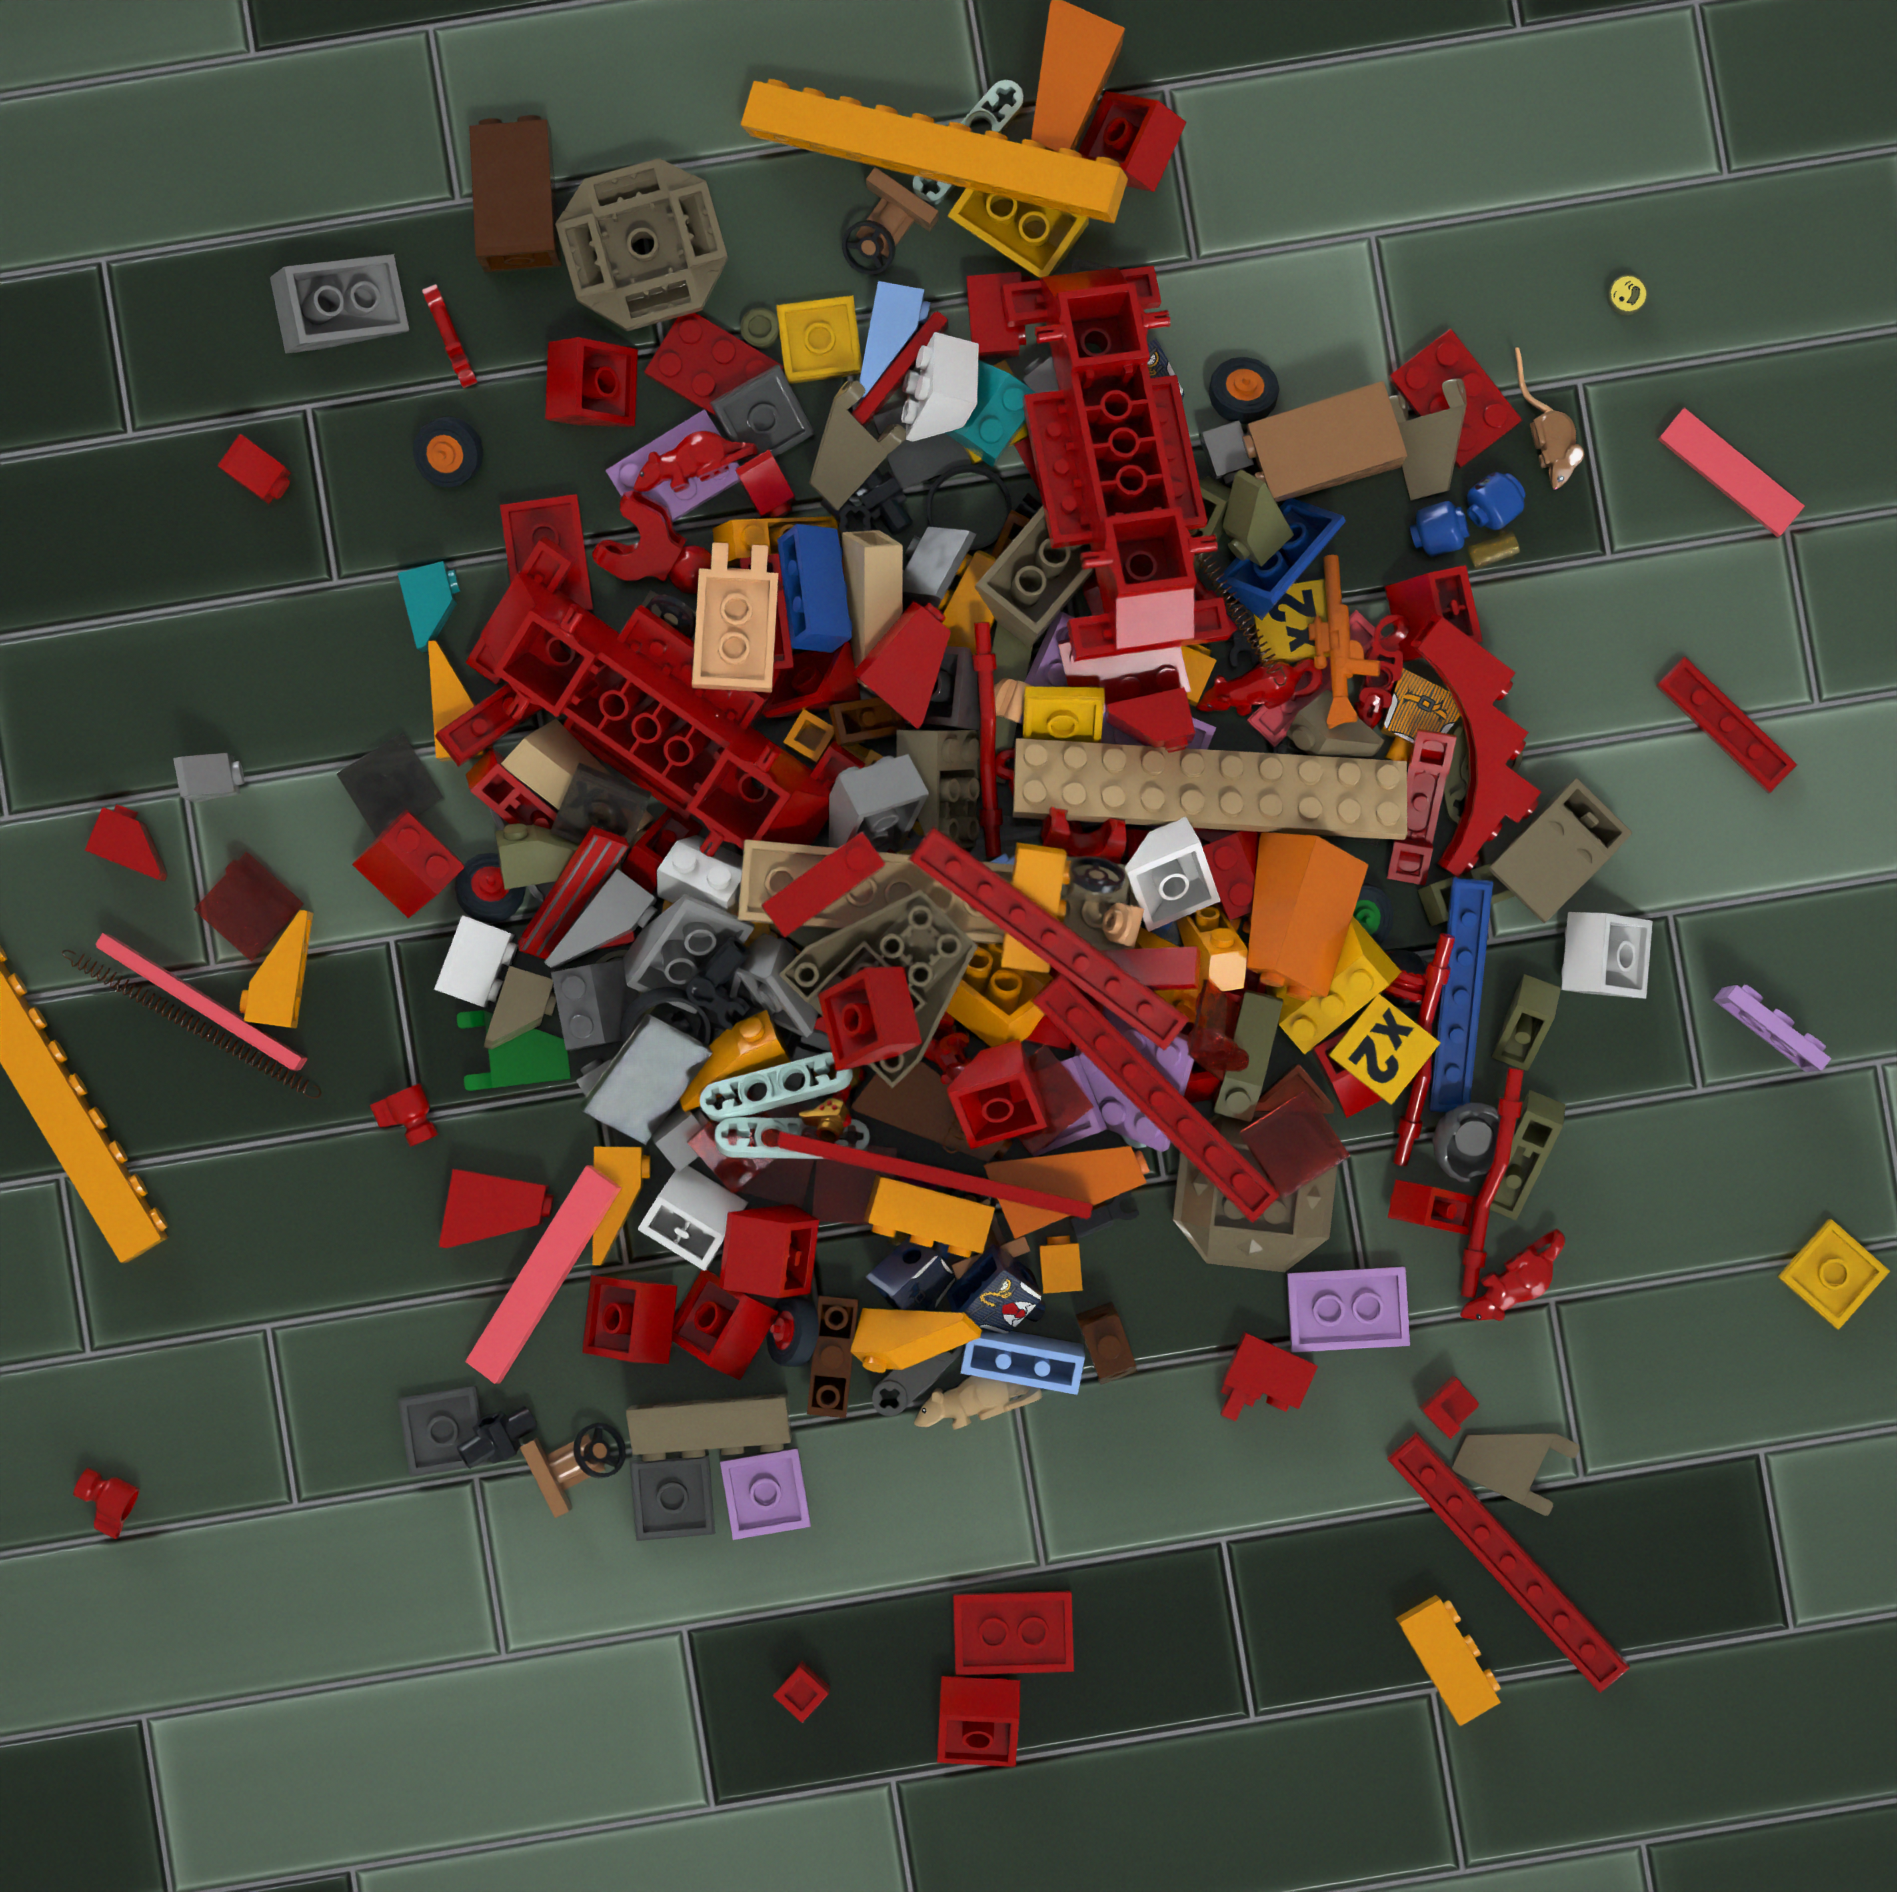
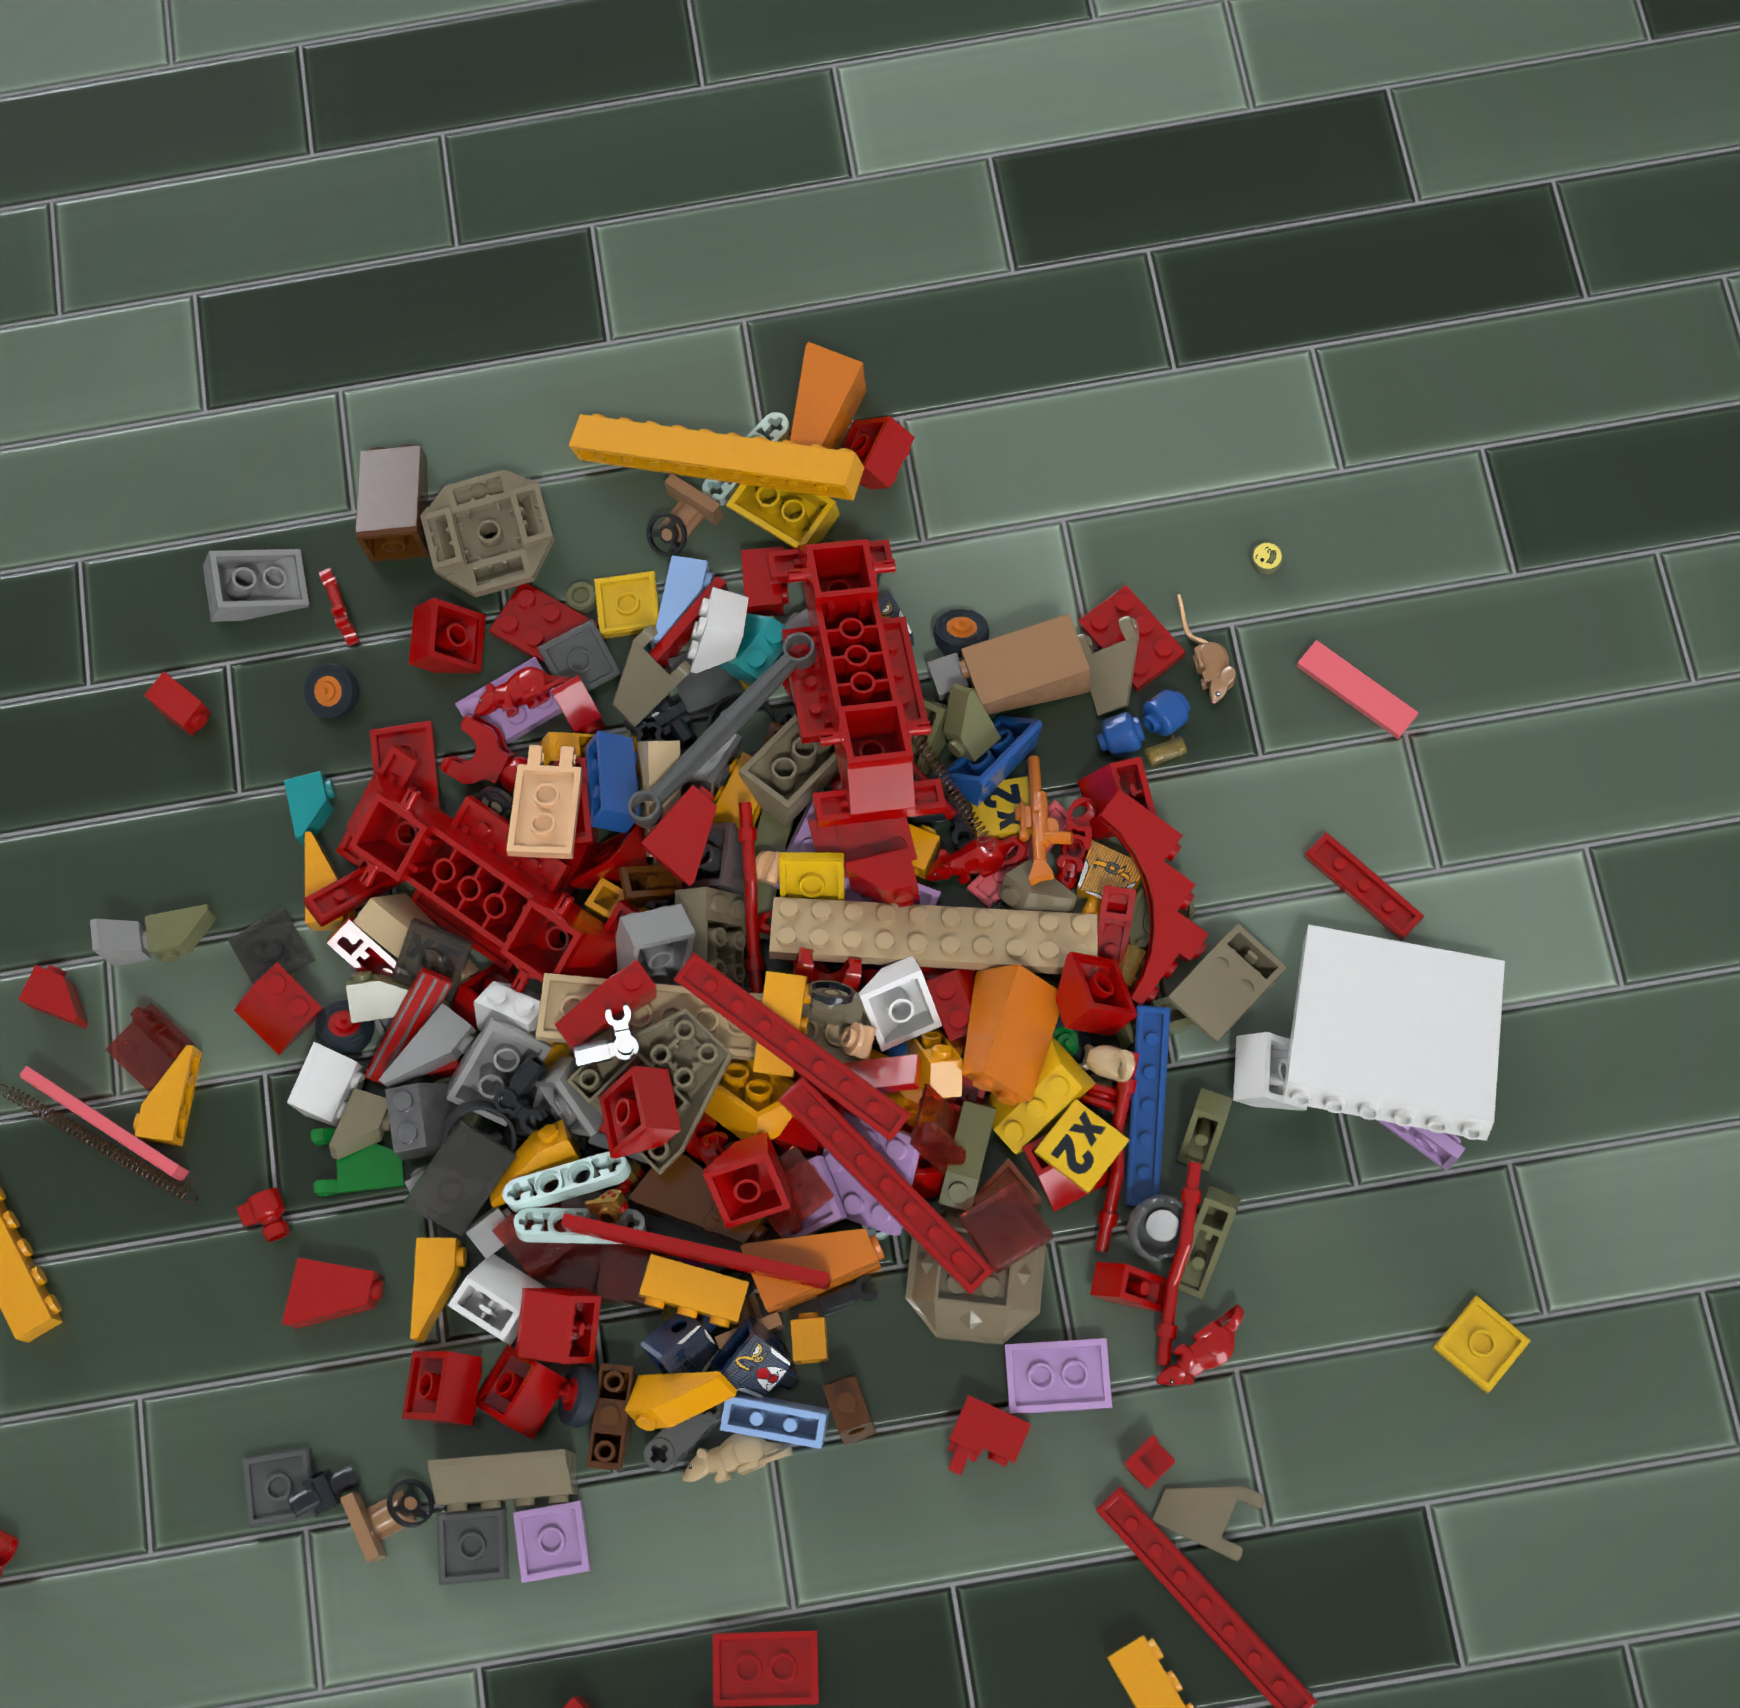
camera: 10 degrees right, 15 degrees down
(273, 763) = (177, 931): none -> olive slope
(543, 1274) = (368, 1348): coral tile -> none
(847, 934) = (623, 1042): none -> bar
(956, 530) = (722, 730): none -> dark grey piece
(1402, 869) = (1092, 998): none -> red slope
(1419, 950) = (1109, 1062): none -> tan animal
(1443, 825) = (1131, 963): none -> clear yellow pin
(1757, 915) = (1396, 1033): none -> white panel

